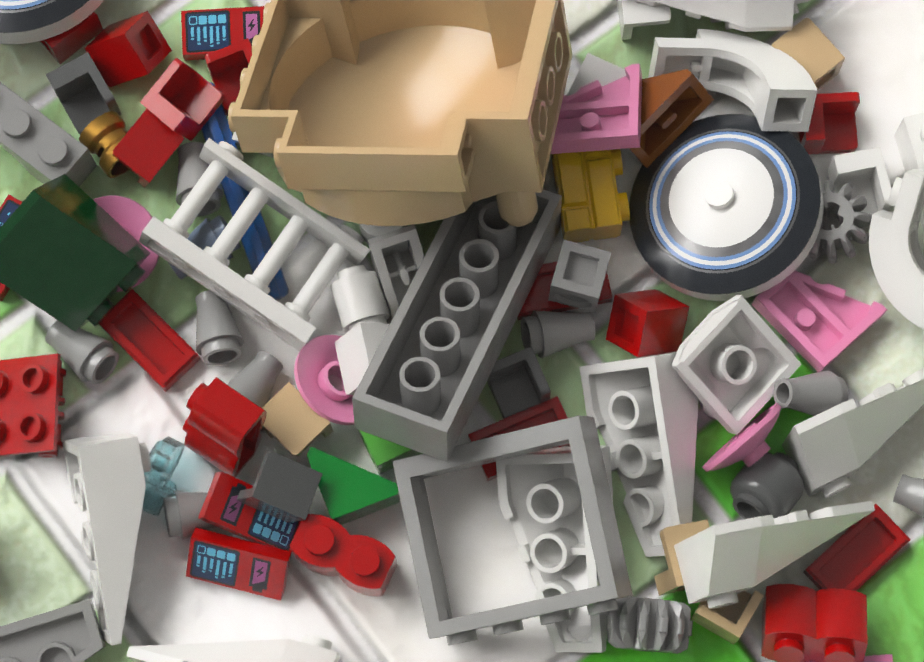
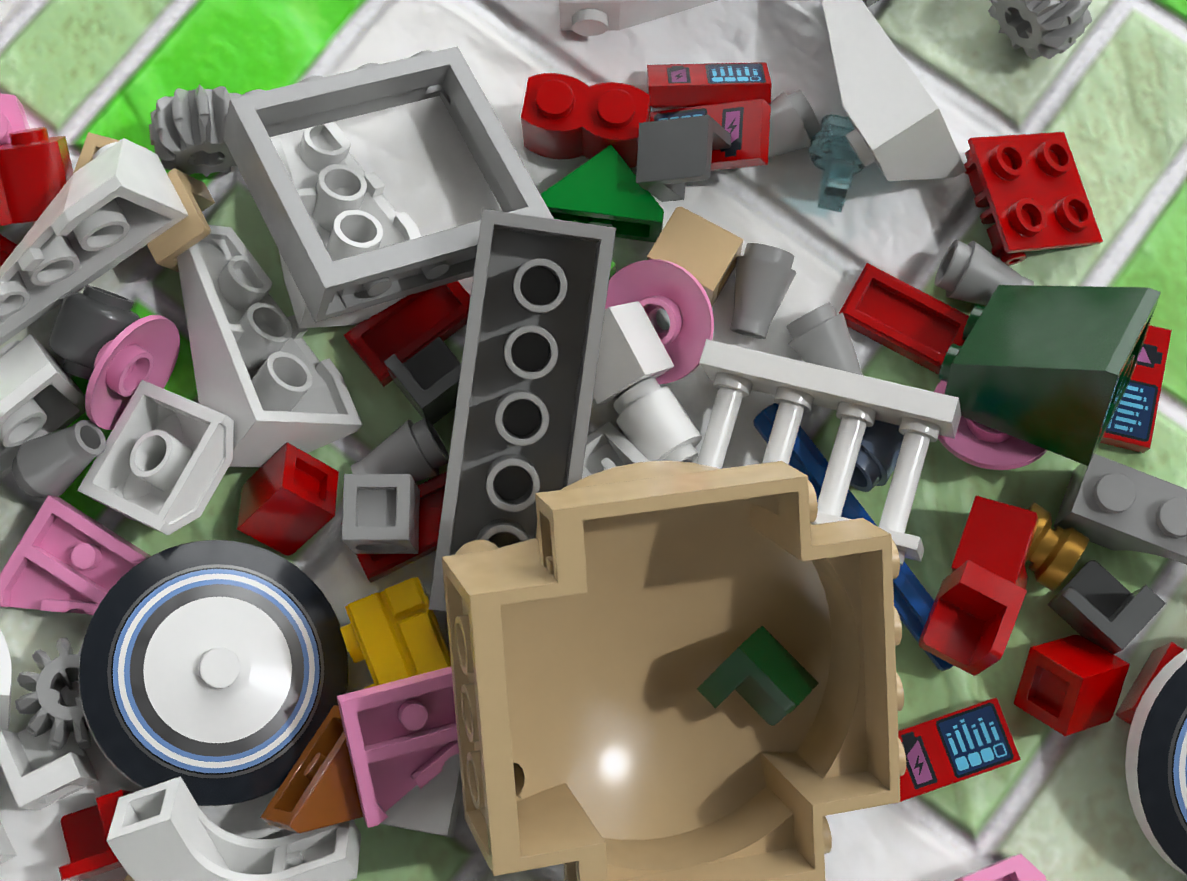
camera: 165 degrees right, 0 degrees up
(189, 172) = (927, 523): light grey cone -> none
(223, 426) = (775, 213): red brick -> none
(226, 68) = (922, 682): red panel -> none
(340, 98) = (763, 676): none -> dark green panel

